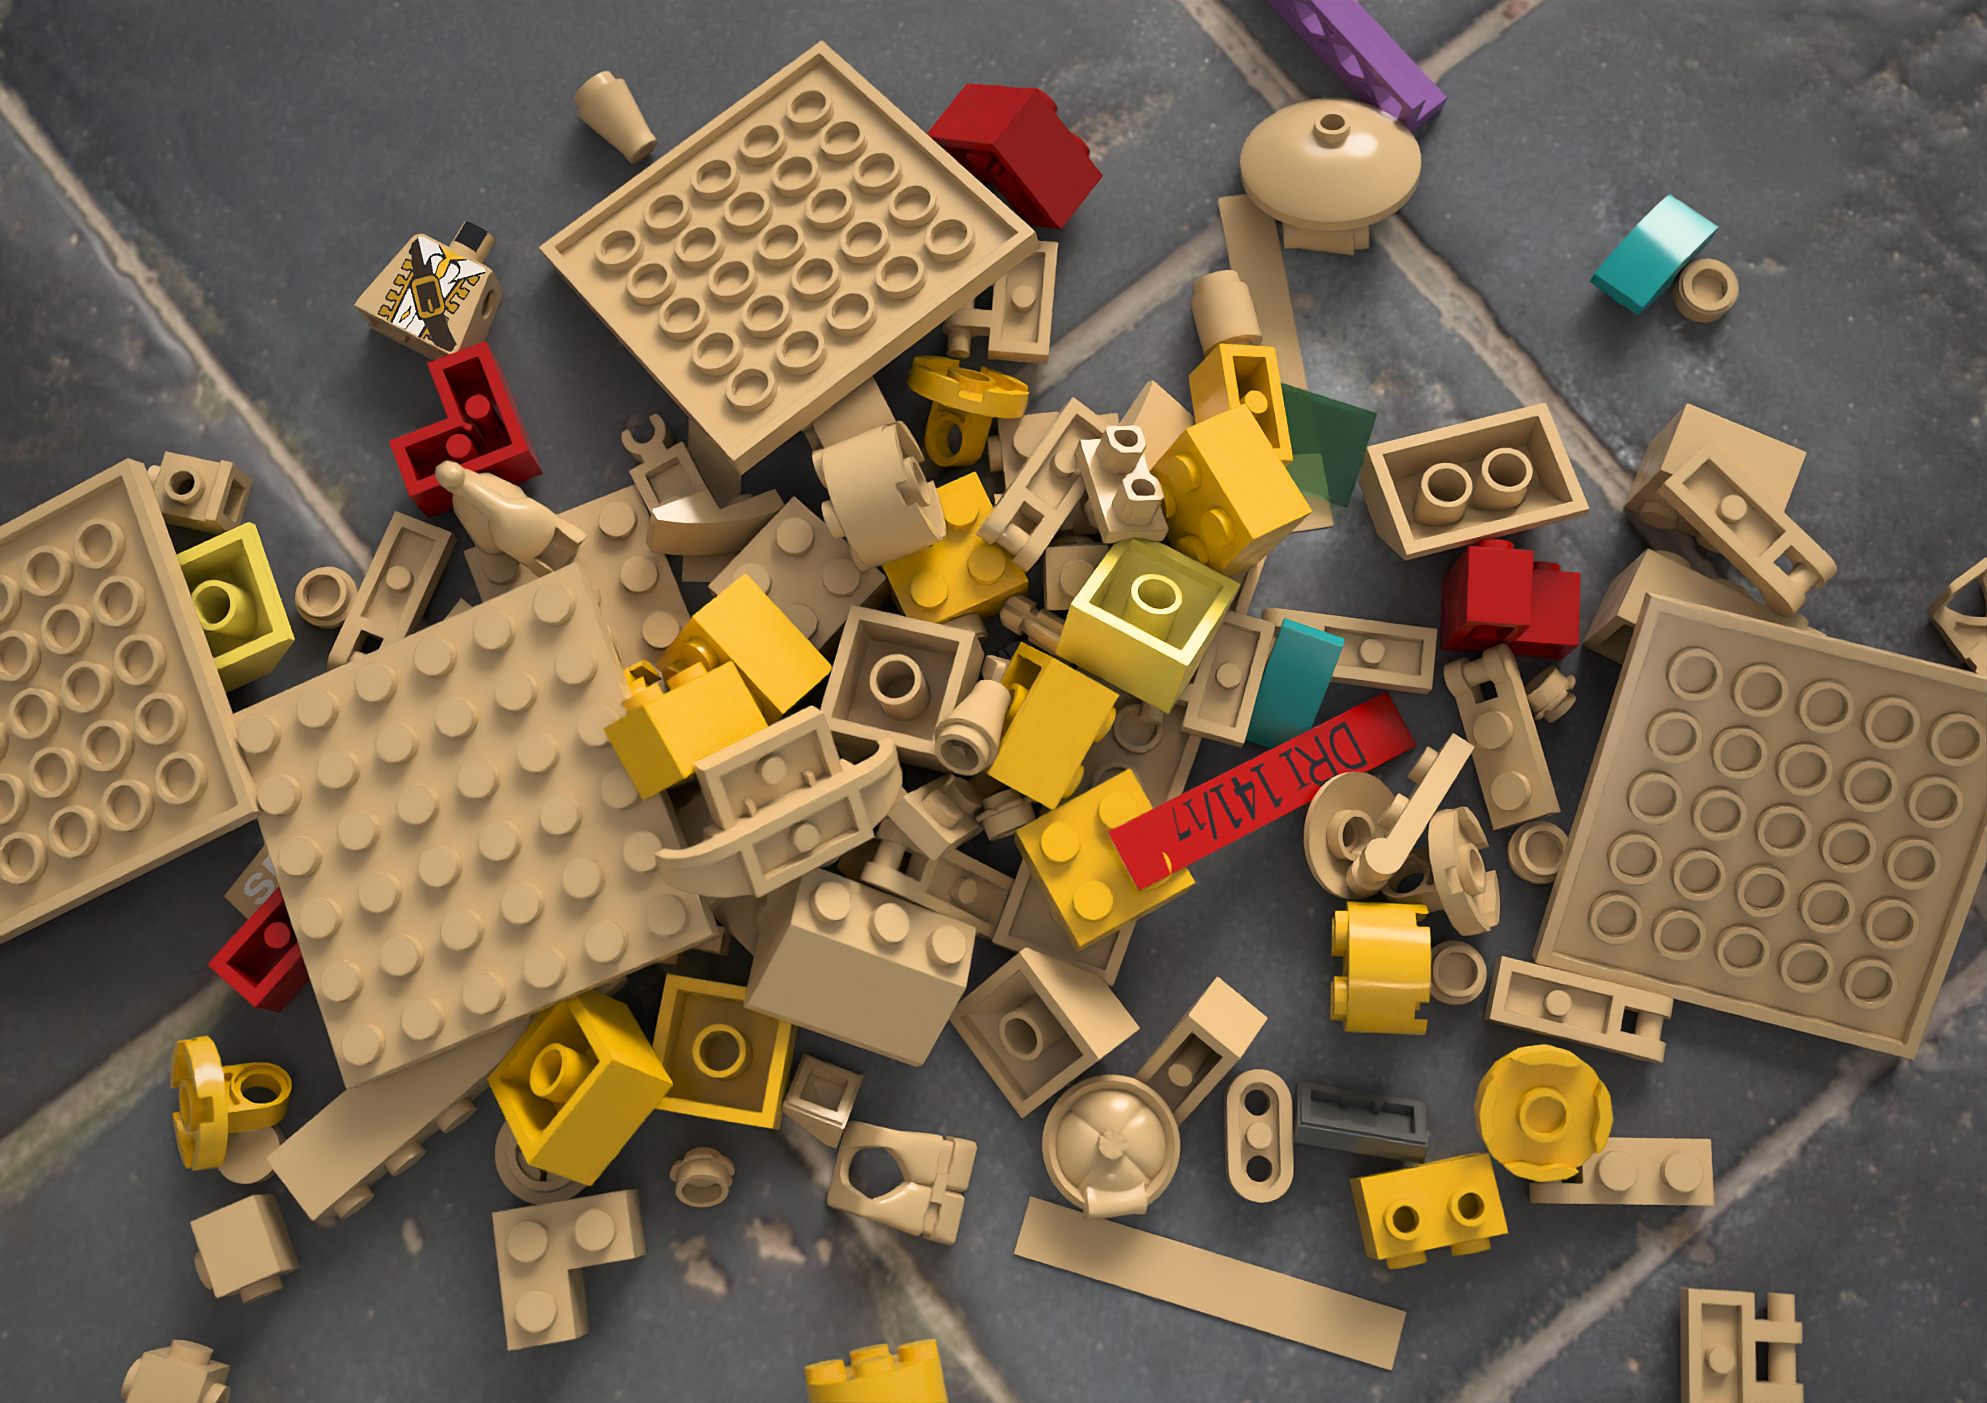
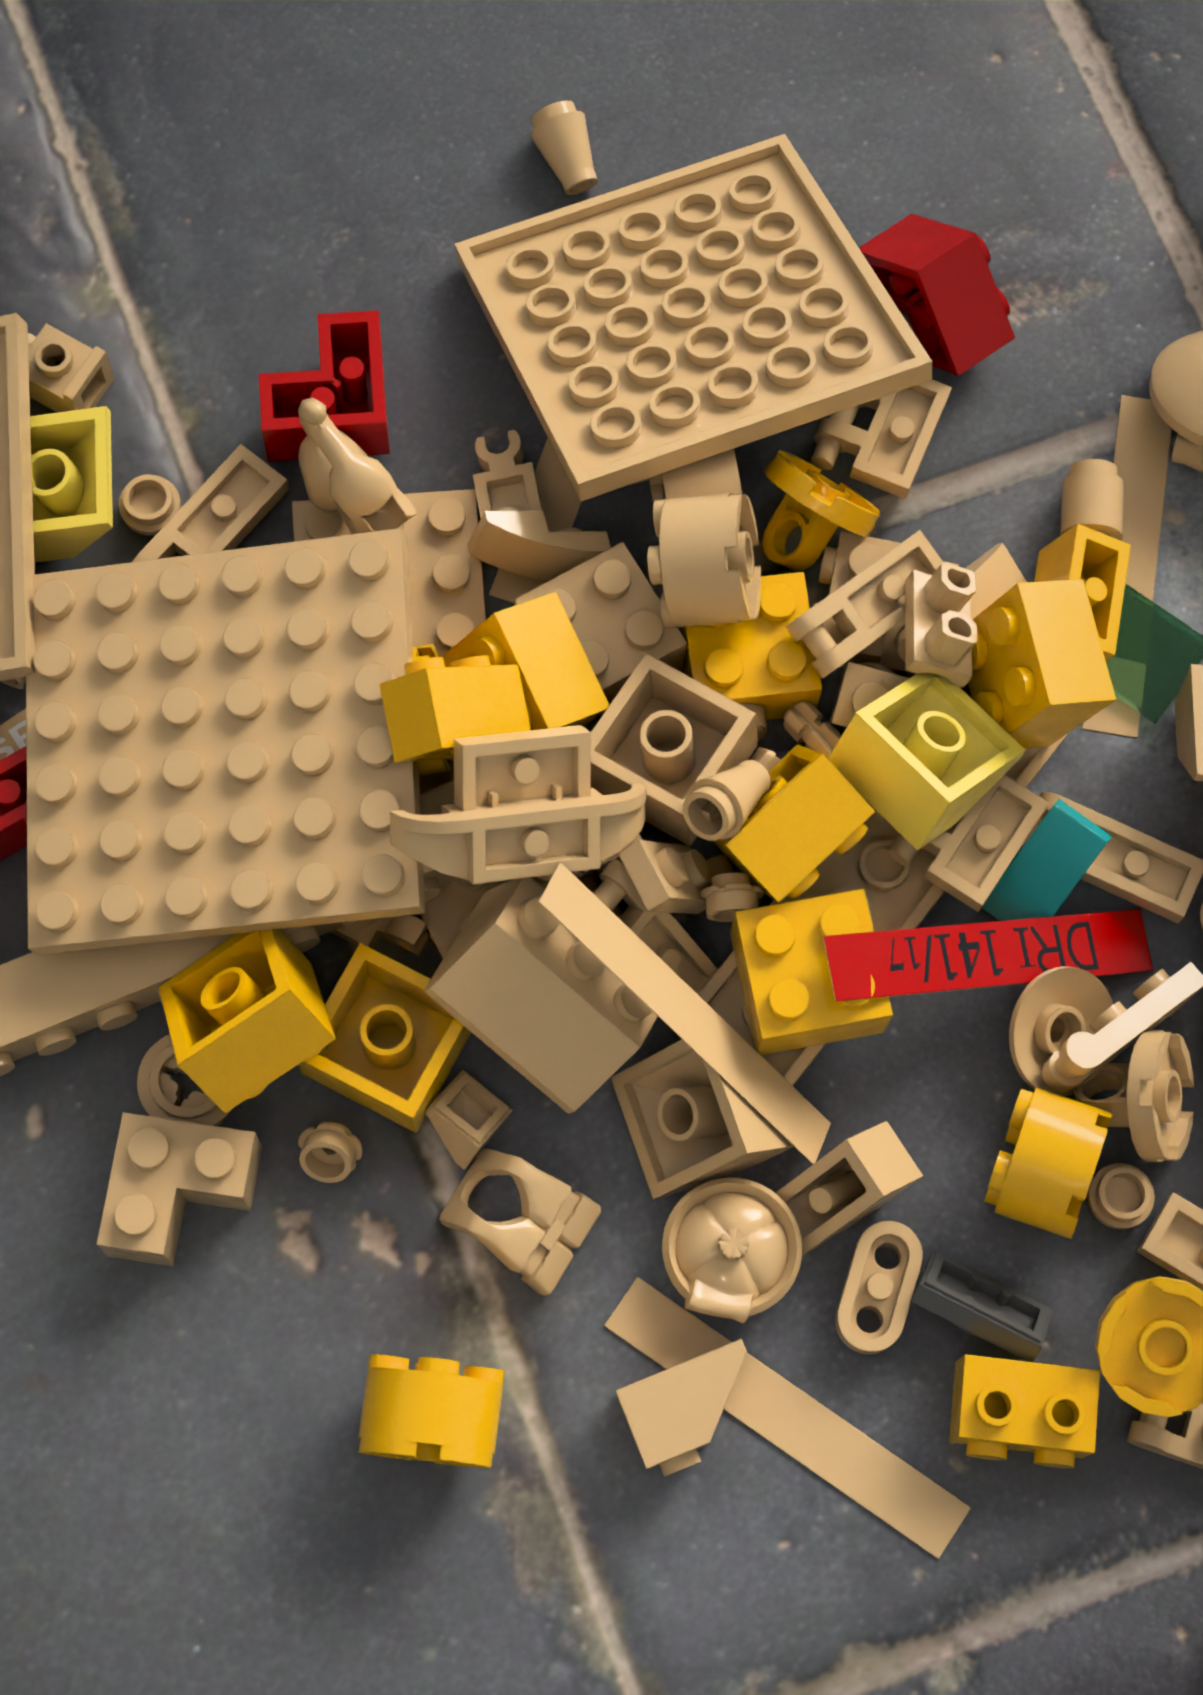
camera: 15 degrees right, 5 degrees down
(436, 294) = (343, 256): torso -> none
(995, 943) = (685, 1012): none -> tan sticker
(1110, 1314) = (680, 1407): none -> tan slope

